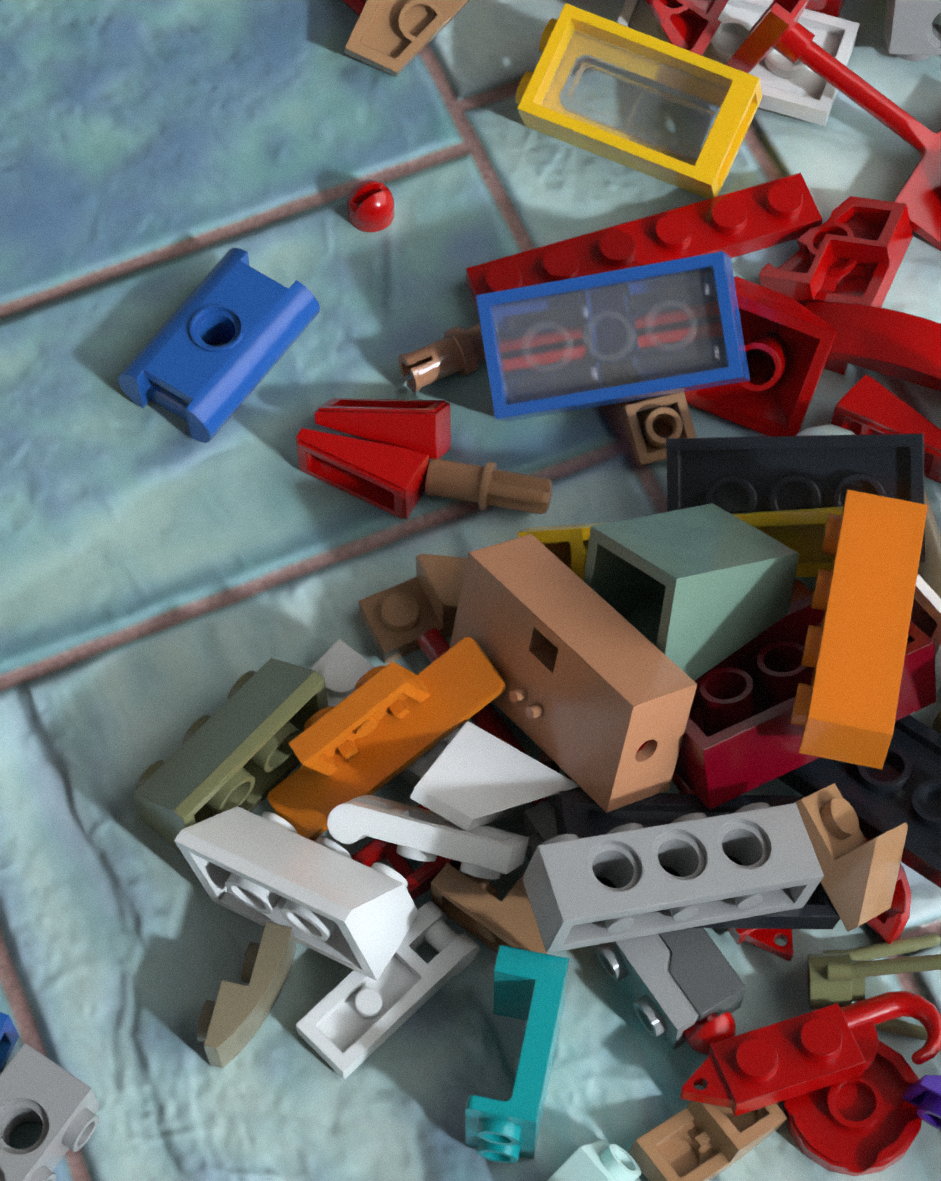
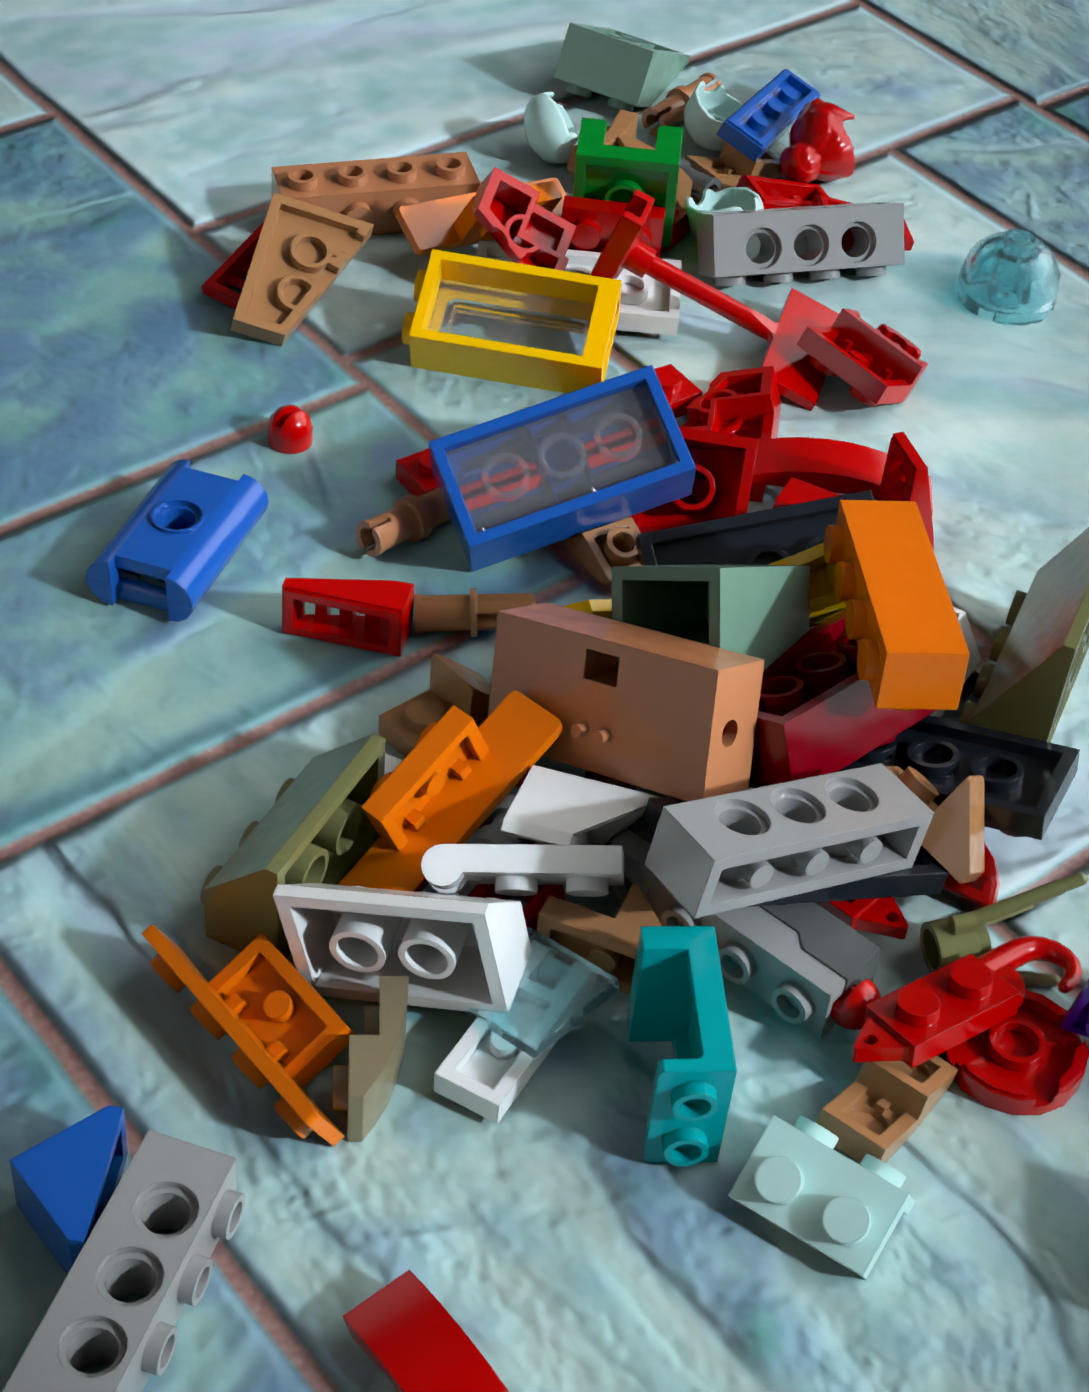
camera: 20 degrees left, 20 degrees down
(161, 935) = (273, 1017): none -> orange bracket
(394, 422) = (391, 563): red slope -> none
(422, 970) = (551, 998): none -> clear light blue piece

